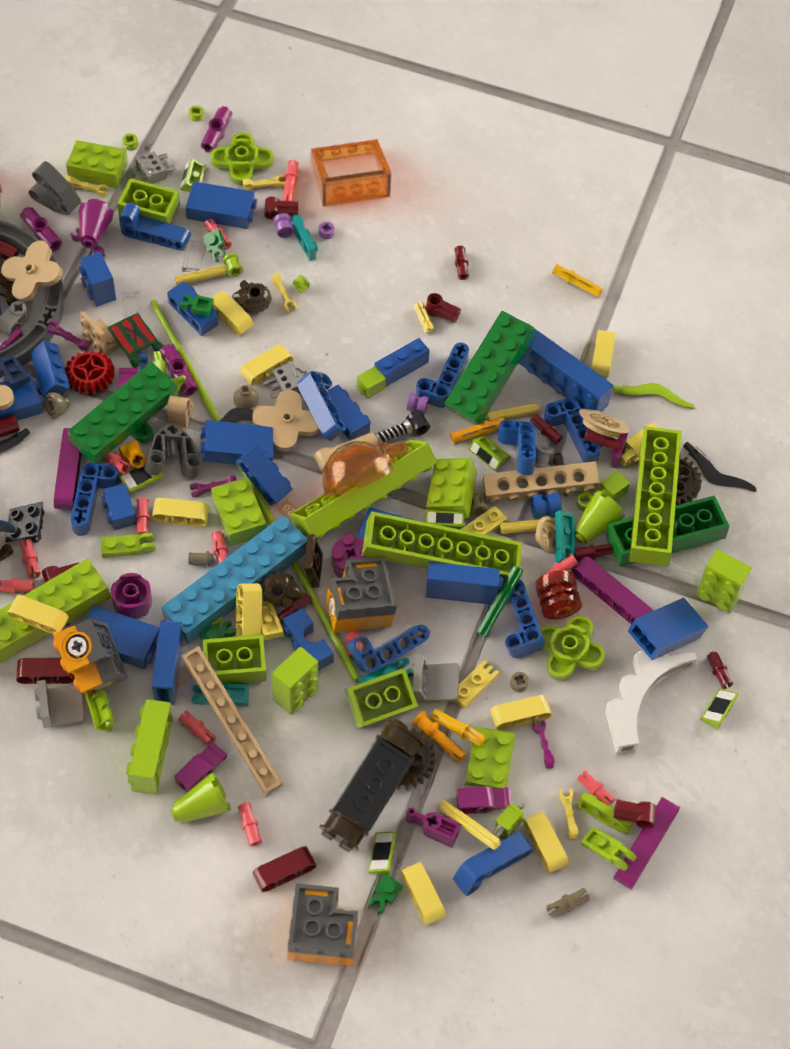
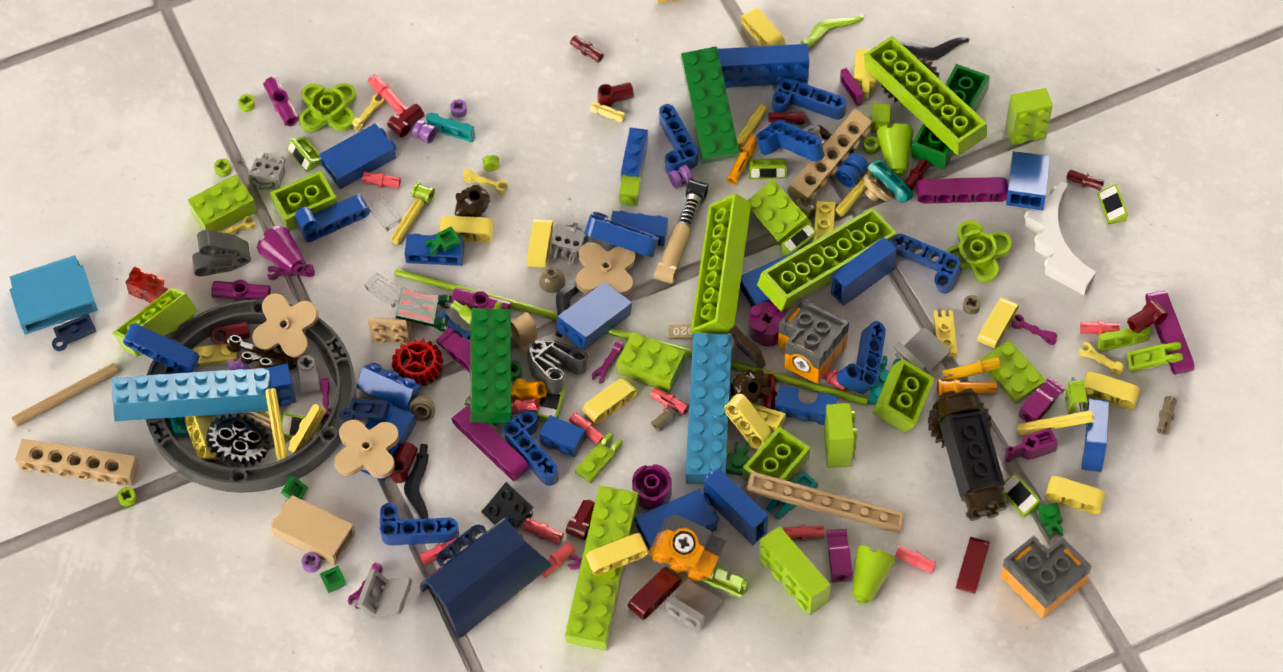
camera: 40 degrees left, 0 degrees up
(83, 344) = (369, 350): magenta piece -> none
(97, 279) = (339, 289): blue brick -> none
(214, 243) = (389, 187): plate -> none
(264, 475) = (642, 319): blue brick -> none
(353, 186) = (427, 75): clear orange windscreen -> none
(359, 464) = (707, 252): clear orange windscreen -> none
(500, 601) = (902, 261): green axle -> none
(558, 594) = (933, 221): clear red wheel -> none
(566, 564) = (911, 205): coral pin -> none
(603, 423) = (828, 77): tan piece -> none
(603, 440) = (841, 89): dark red axle -> none

